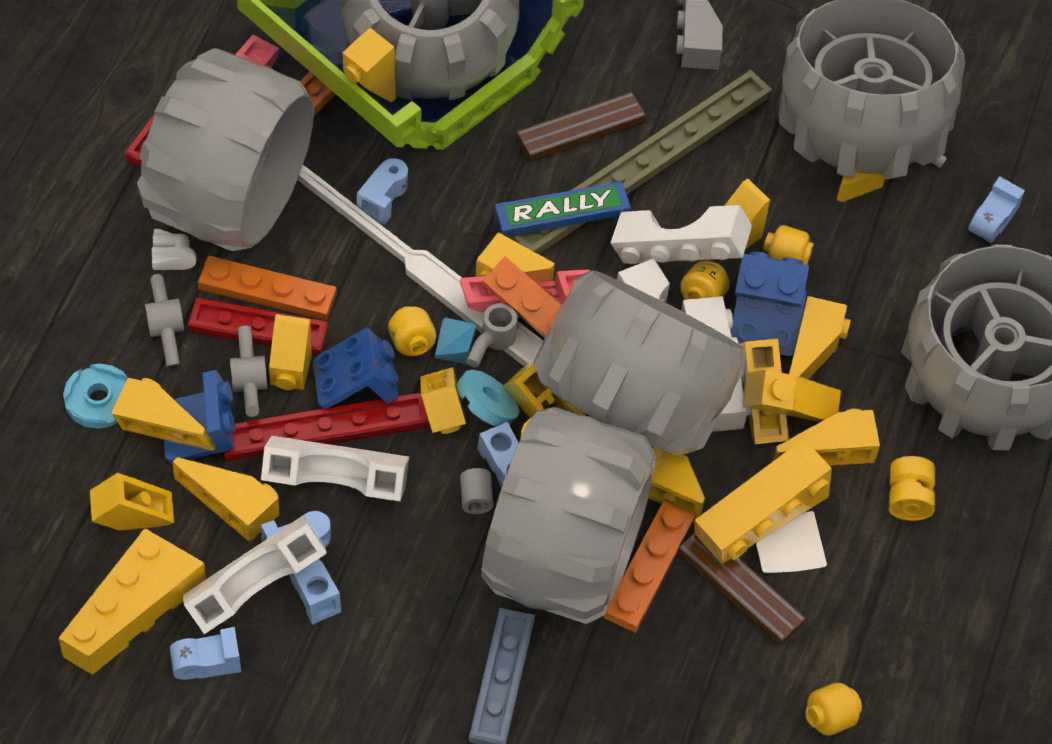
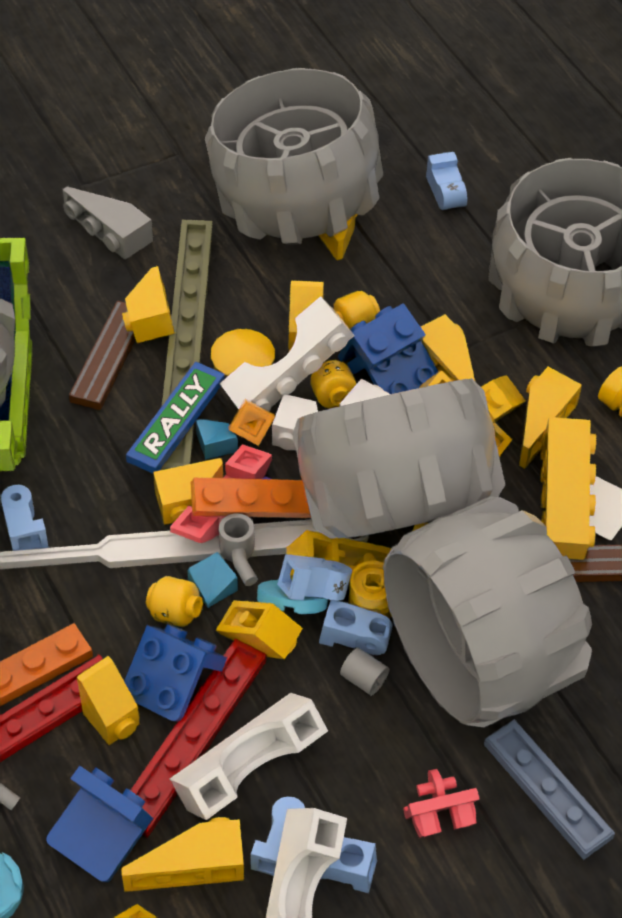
camera: 45 degrees left, 5 degrees down
(150, 411) = (56, 851): yellow slope -> none
(248, 372) = (89, 748): light grey piece -> none
(400, 610) = (425, 812): none -> coral hips
(506, 396) = (314, 578): none -> light blue leg
(578, 249) = (215, 438): none -> dark azure slope
(609, 257) = (251, 422): none -> light orange tile
(639, 114) = (148, 309): none -> yellow slope
(673, 204) = (239, 347): none -> yellow dish

